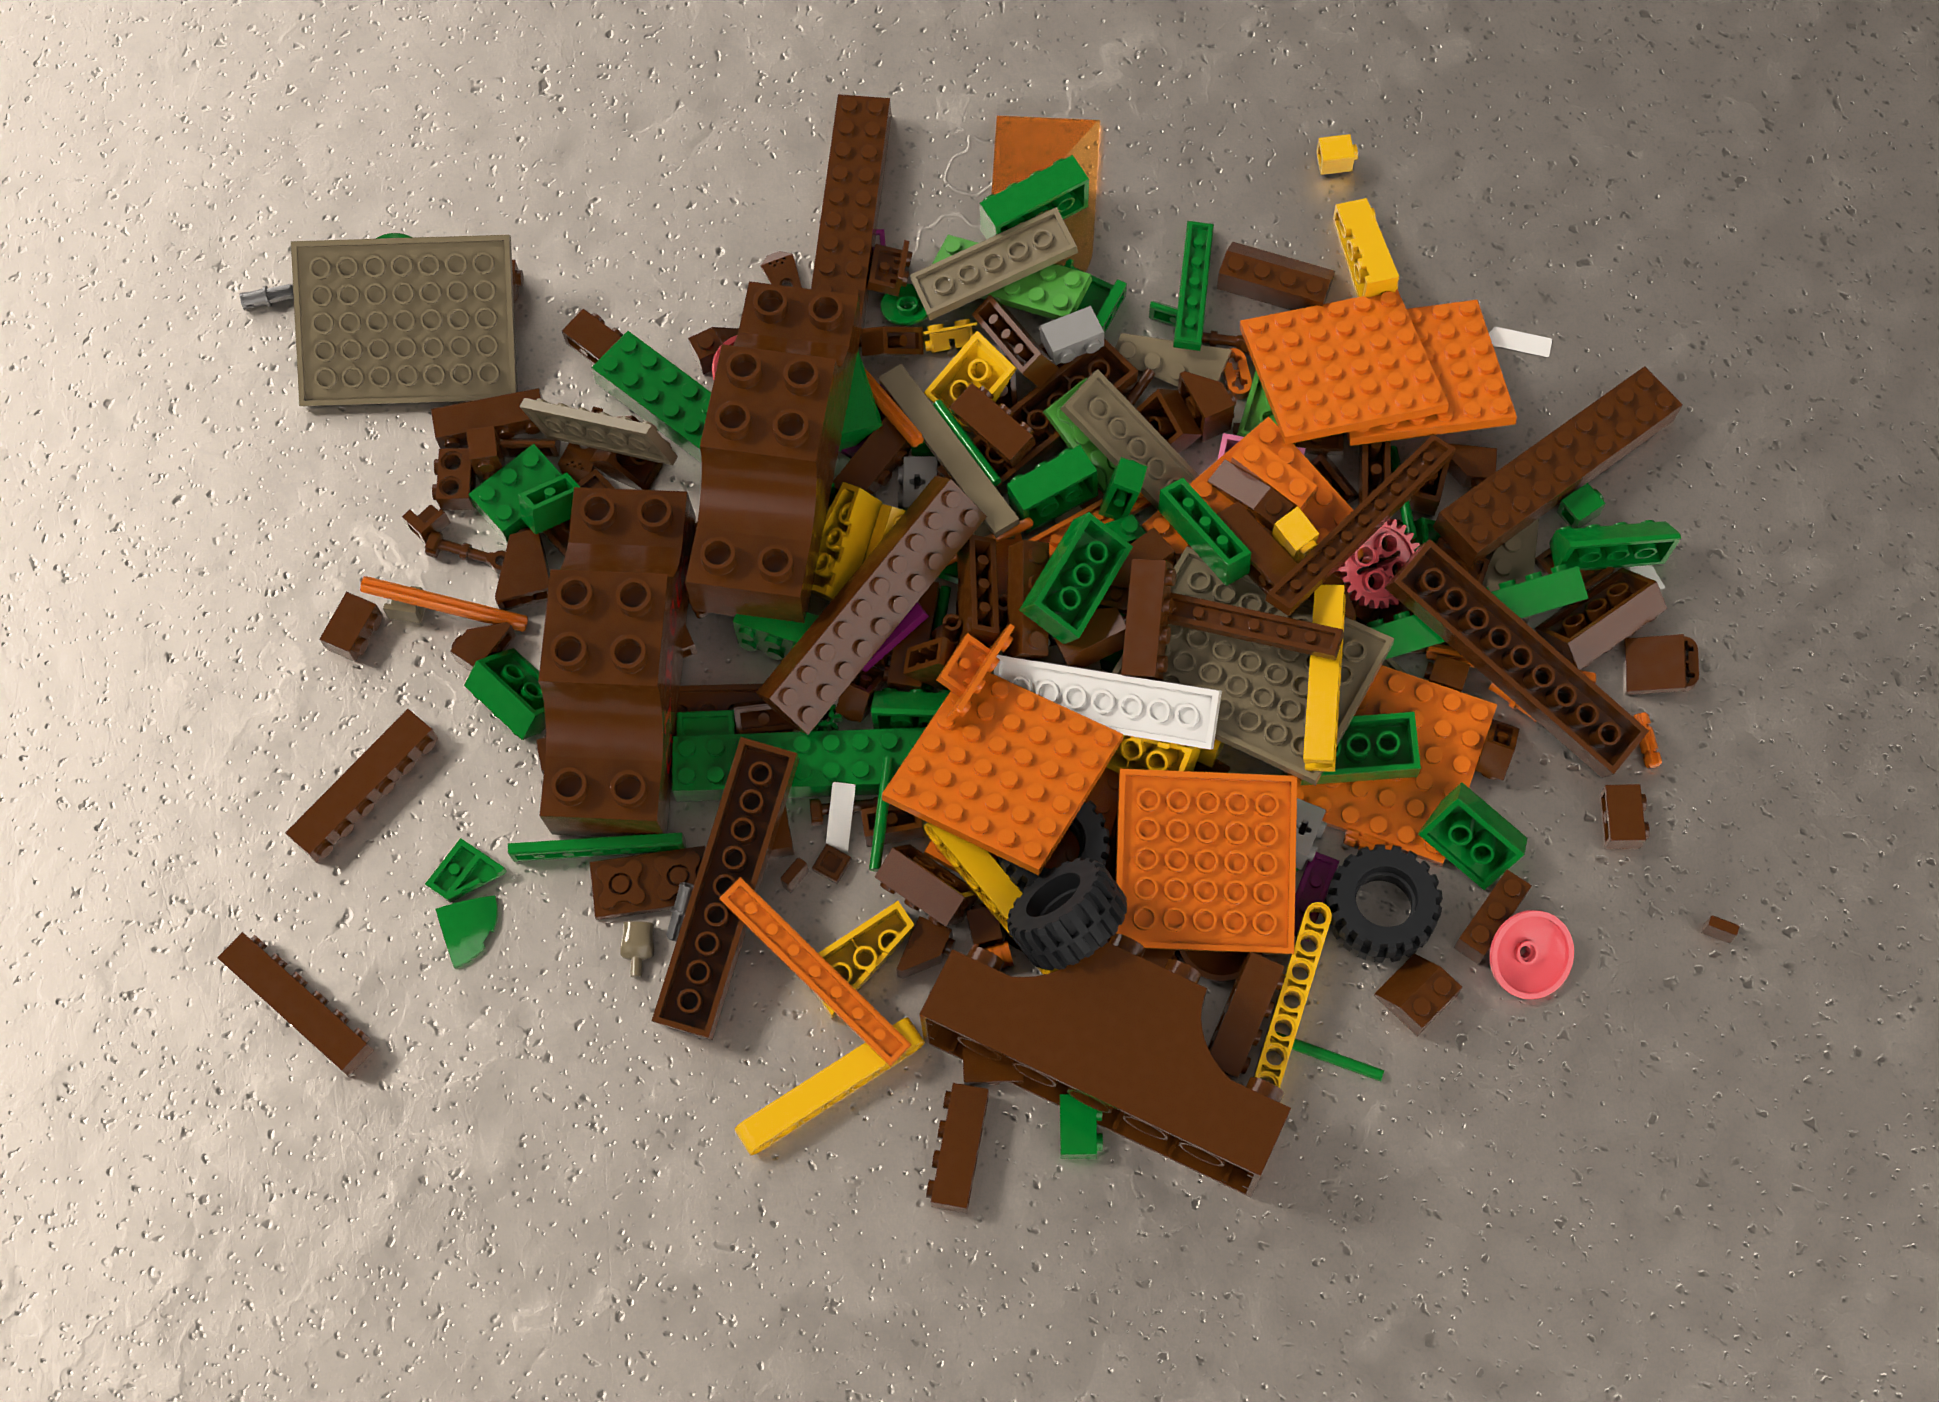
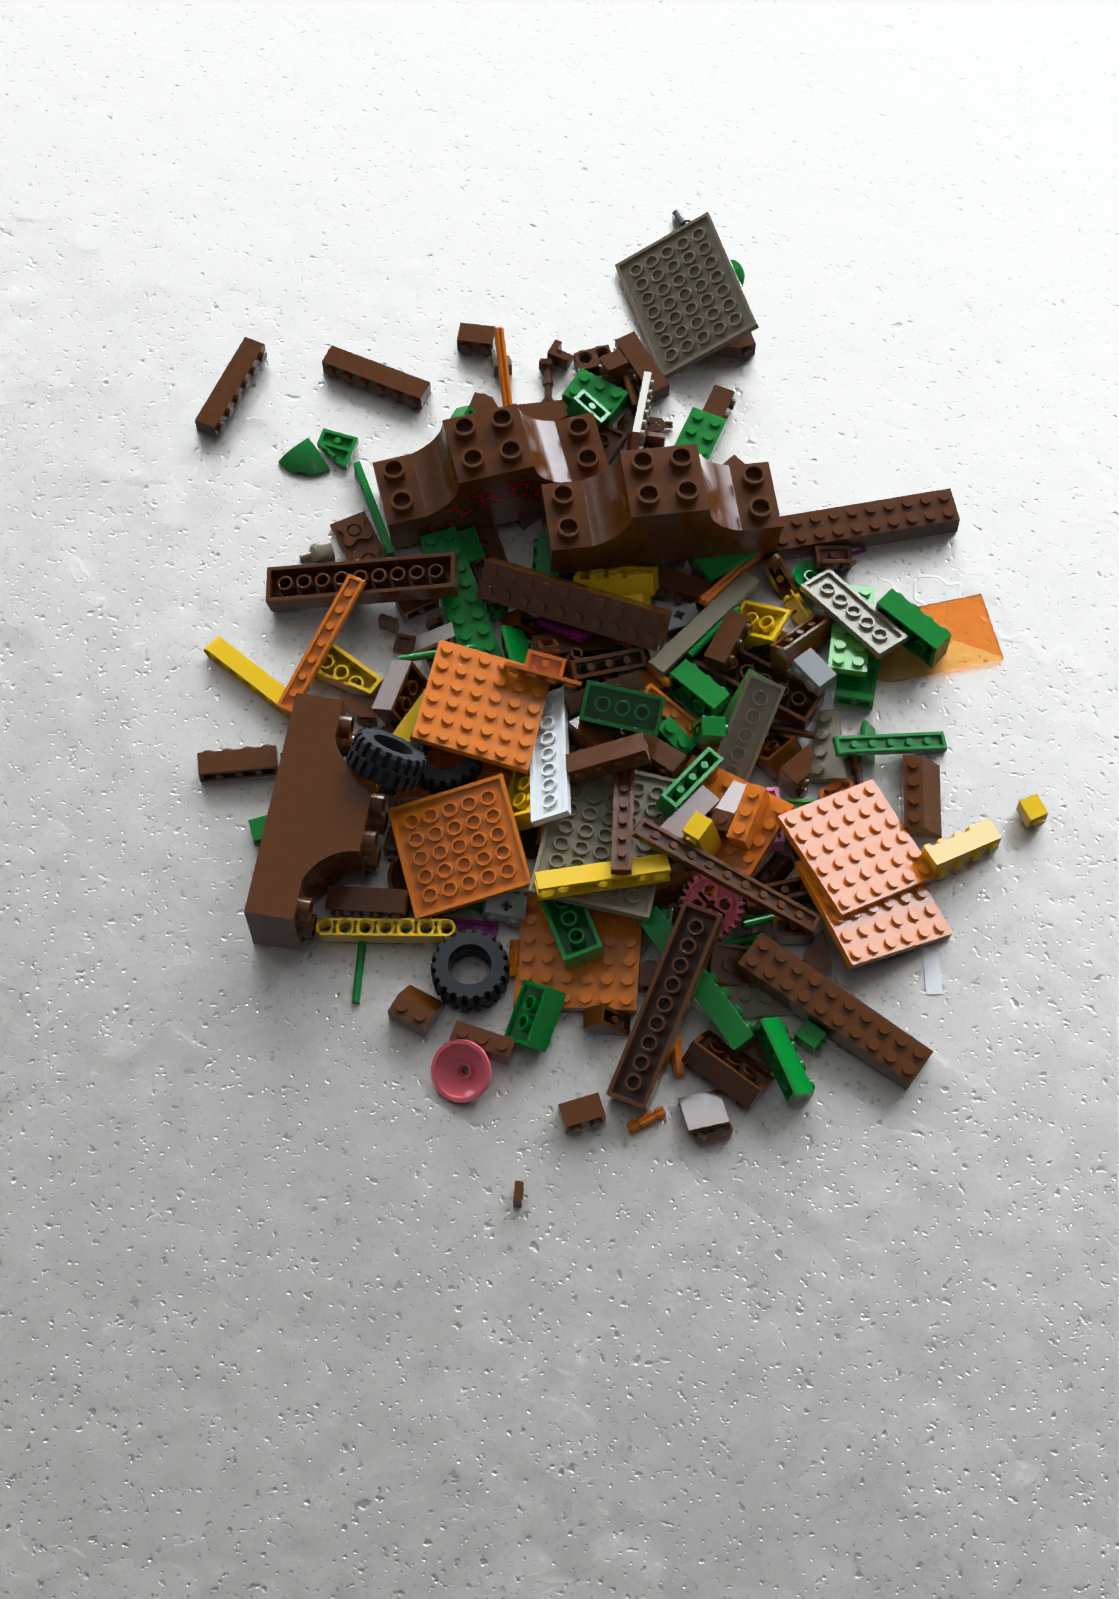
camera: 70 degrees right, 5 degrees down
(783, 272) = (810, 497): reddish brown piece -> none

